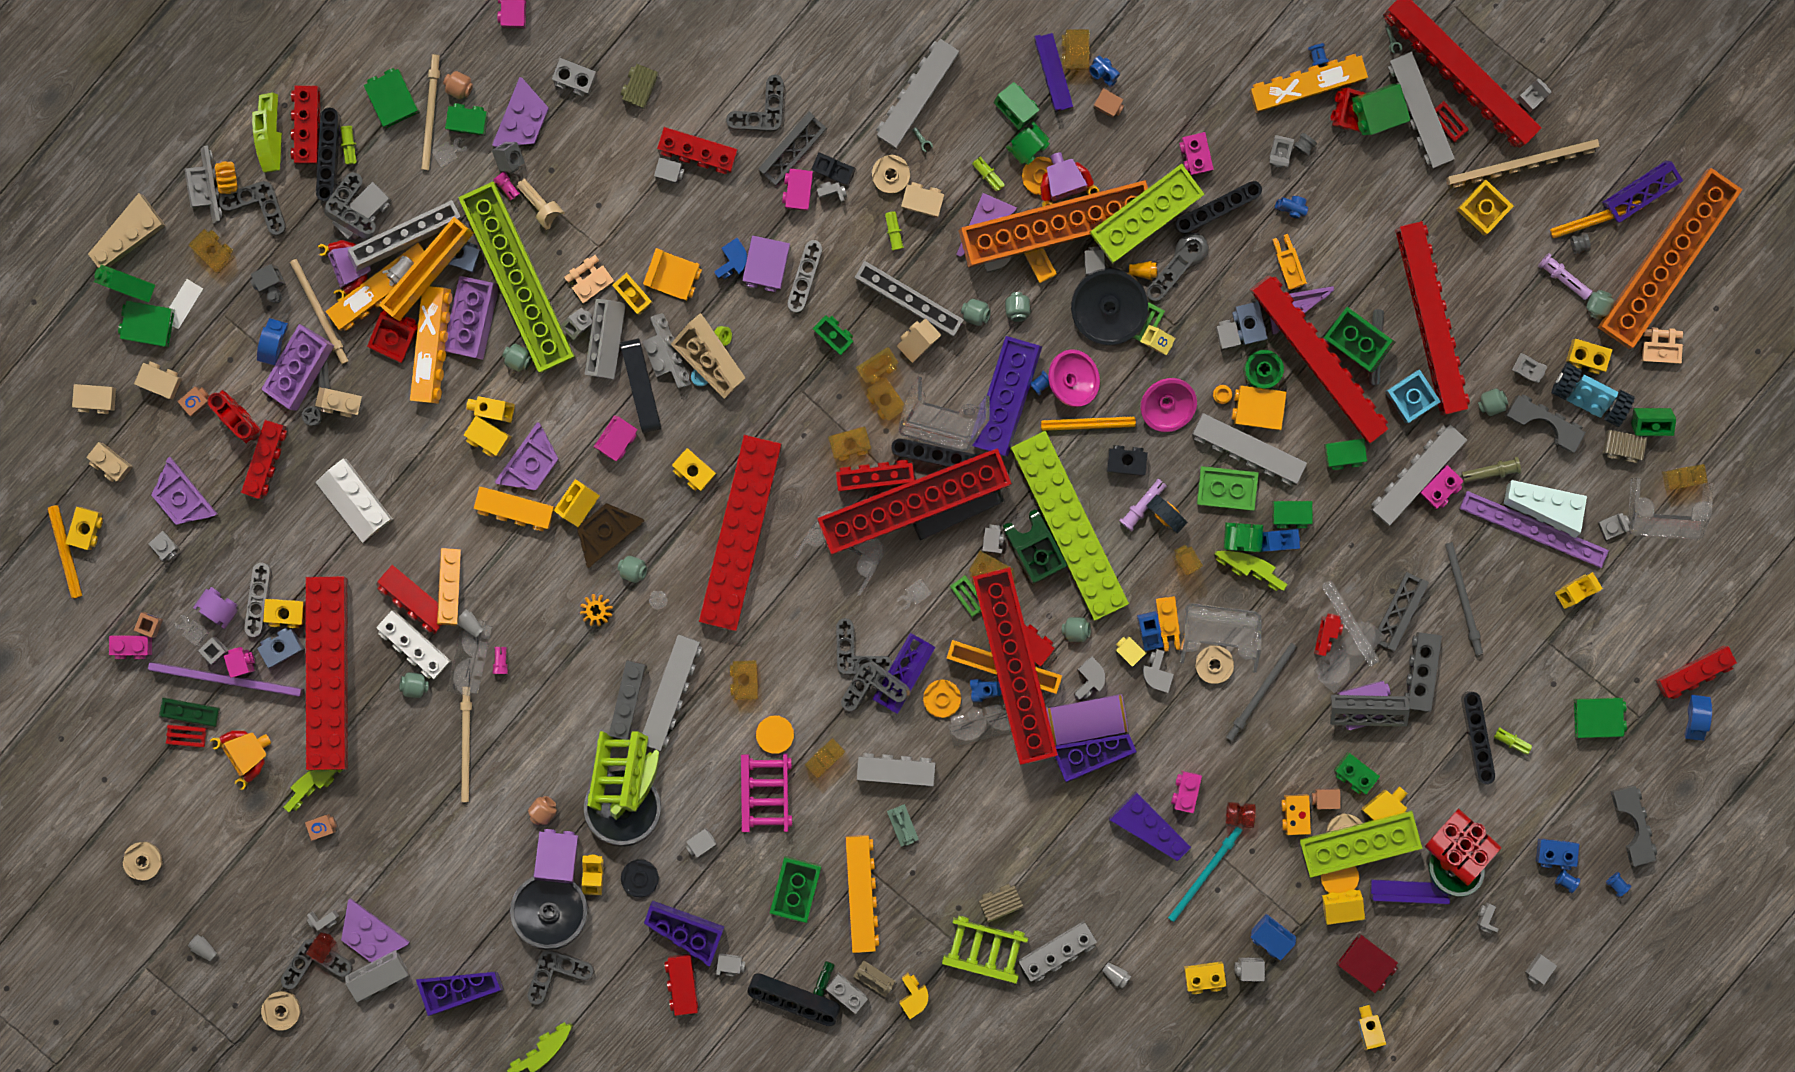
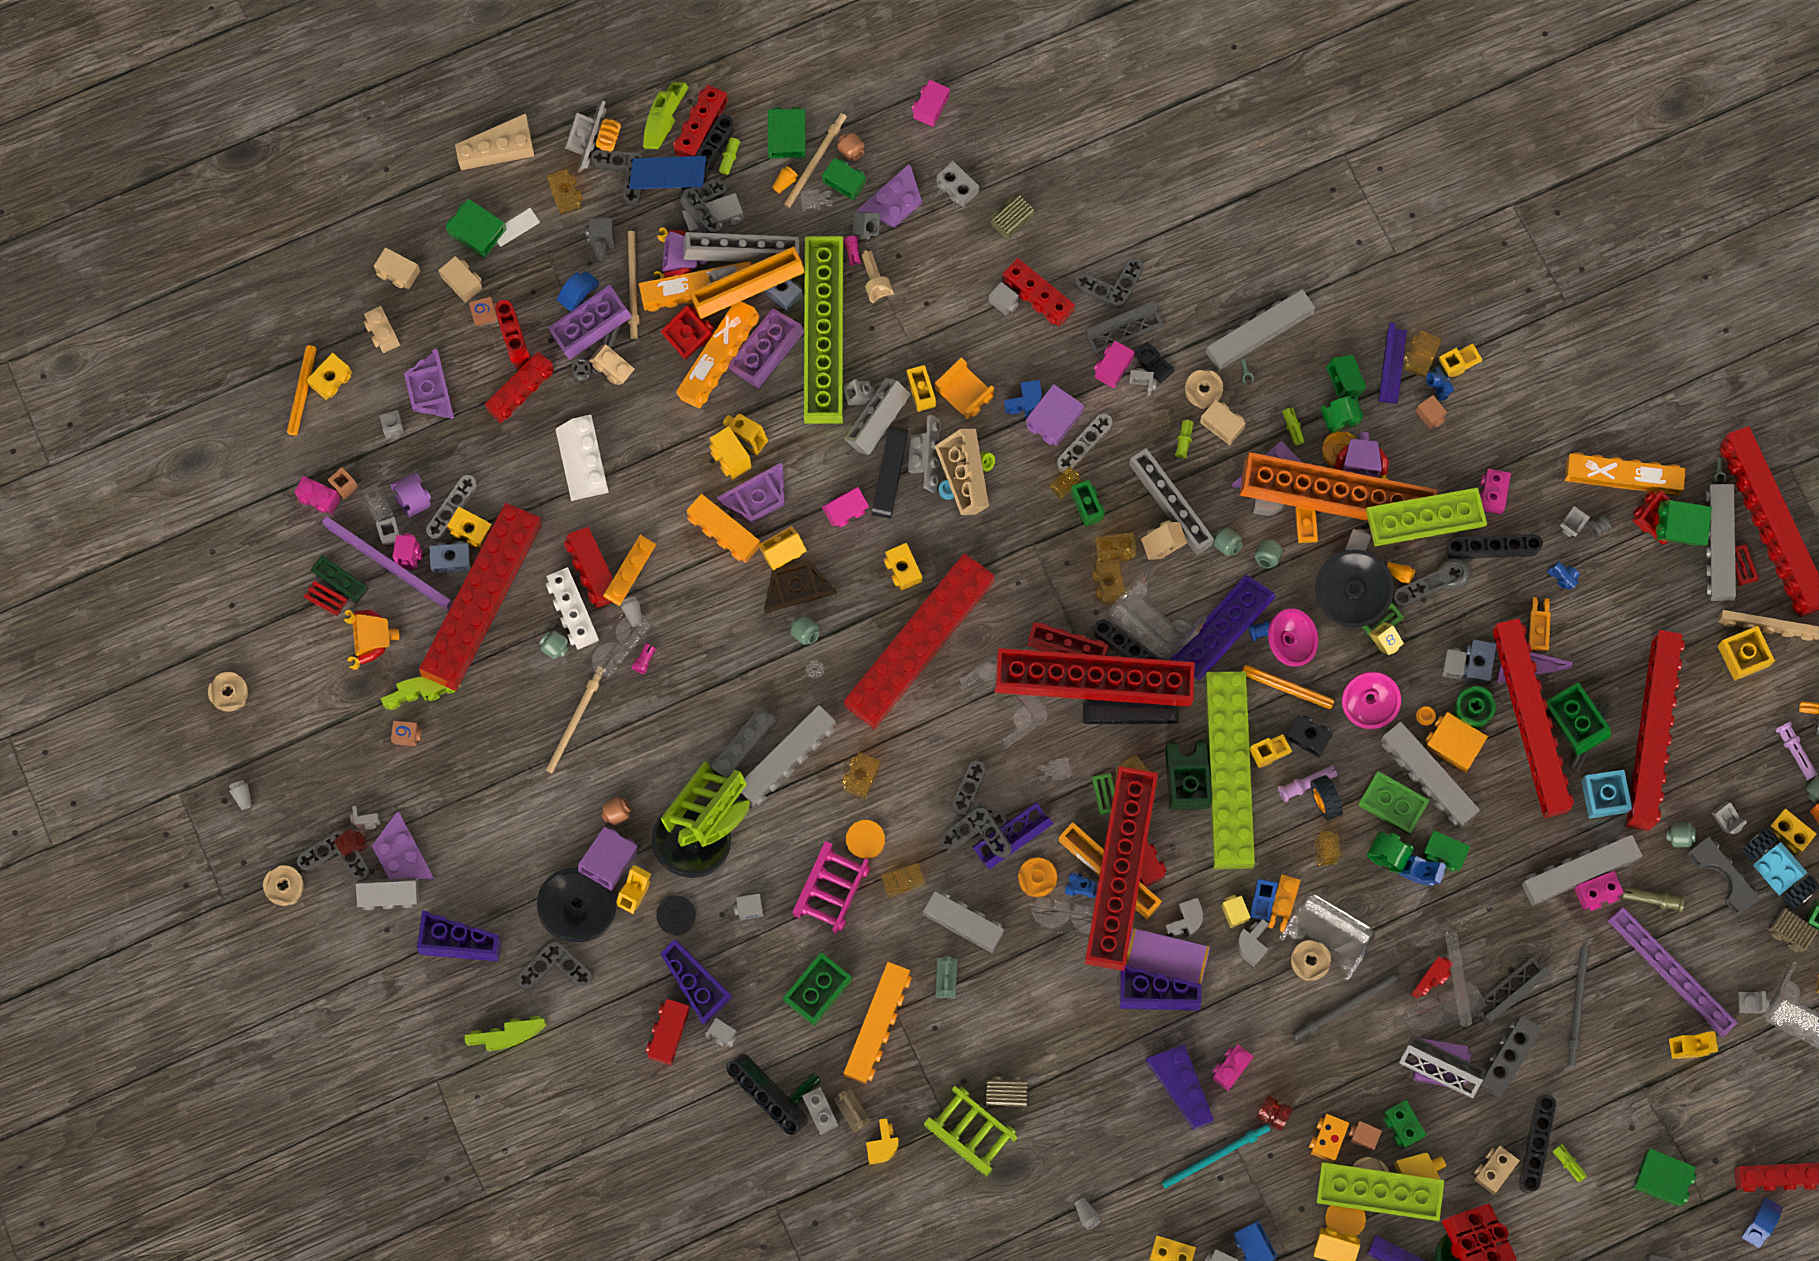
camera: 25 degrees right, 15 degrees down
(124, 283) = (474, 180): green brick -> none
(299, 190) = (667, 172): none -> blue piece
(410, 145) = (784, 179): none -> light orange cone
(517, 357) = (790, 399): sand green head -> none
(592, 284) = (890, 366): light nougat plate -> none
(602, 606) = (762, 650): light orange gear -> none
(804, 324) = (1062, 484): none -> clear yellow bracket
(838, 443) = (1067, 601): clear yellow brick -> none
(992, 539) = (1151, 750): light grey brick -> none
(1057, 951) = (1040, 1164): light grey brick -> none
(1076, 629) = (1193, 868): sand green head -> none
(1098, 492) = (1269, 750): none -> yellow brick
(1114, 41) = (1456, 361): none -> yellow brick
(1244, 563) = (1380, 877): lime slope -> none
(1320, 48) = (1645, 446): blue bush -> none
(1345, 452) = (1520, 818): green brick -> none
(1451, 776) = (1495, 1170): none -> tan brick
(1548, 505) = (1695, 951): light aqua wedge -> none

